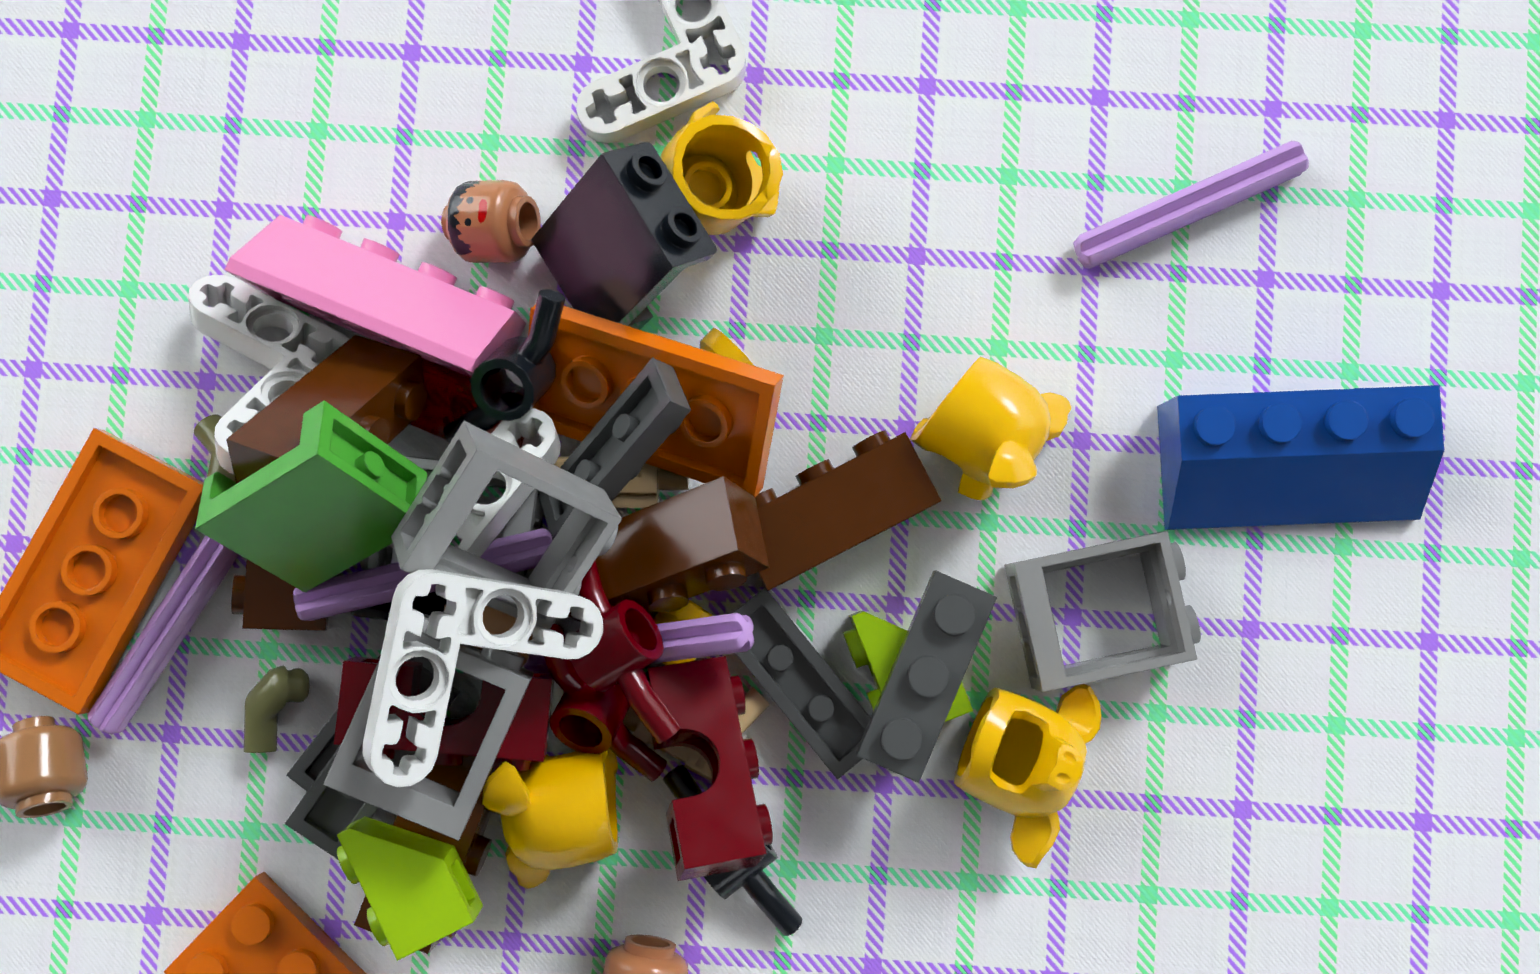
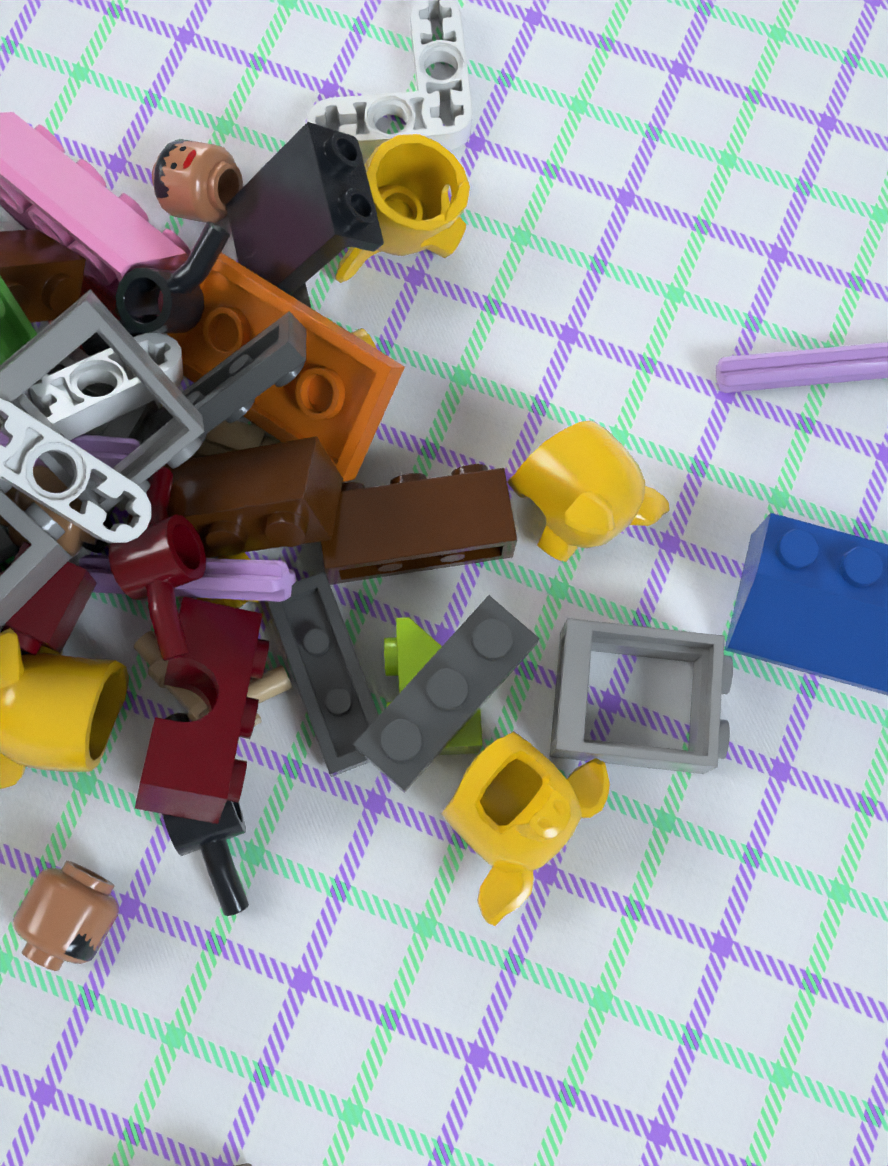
camera: 10 degrees right, 10 degrees down
(594, 720) = (115, 627): dark red piece -> none

